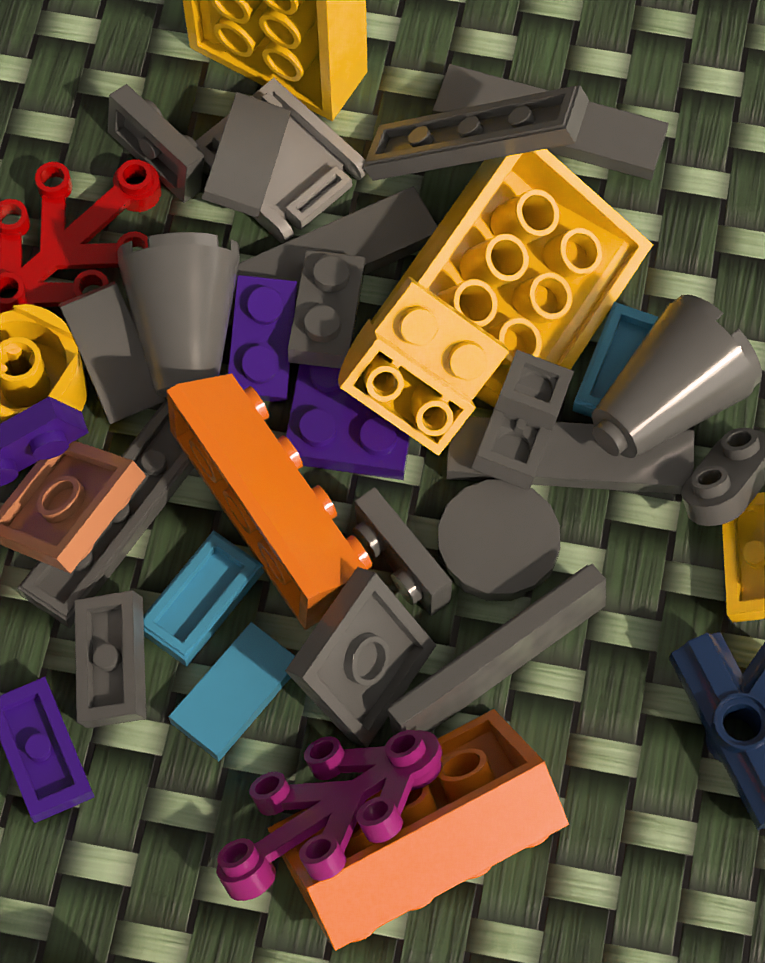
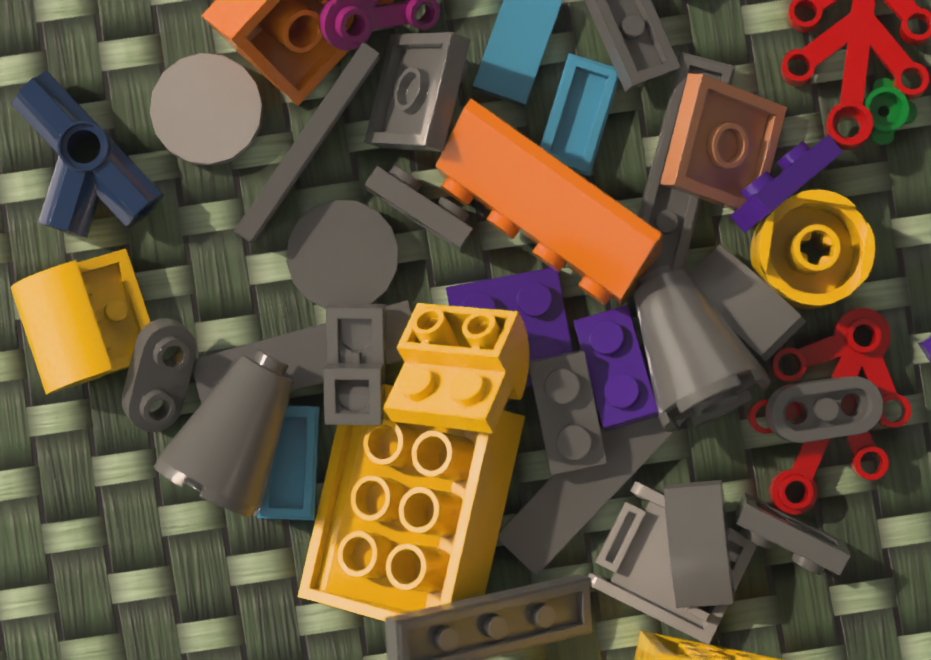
camera: 160 degrees right, 20 degrees up
(79, 226) = (822, 411): none -> dark grey plate
(595, 735) = (206, 109): none -> light grey tile

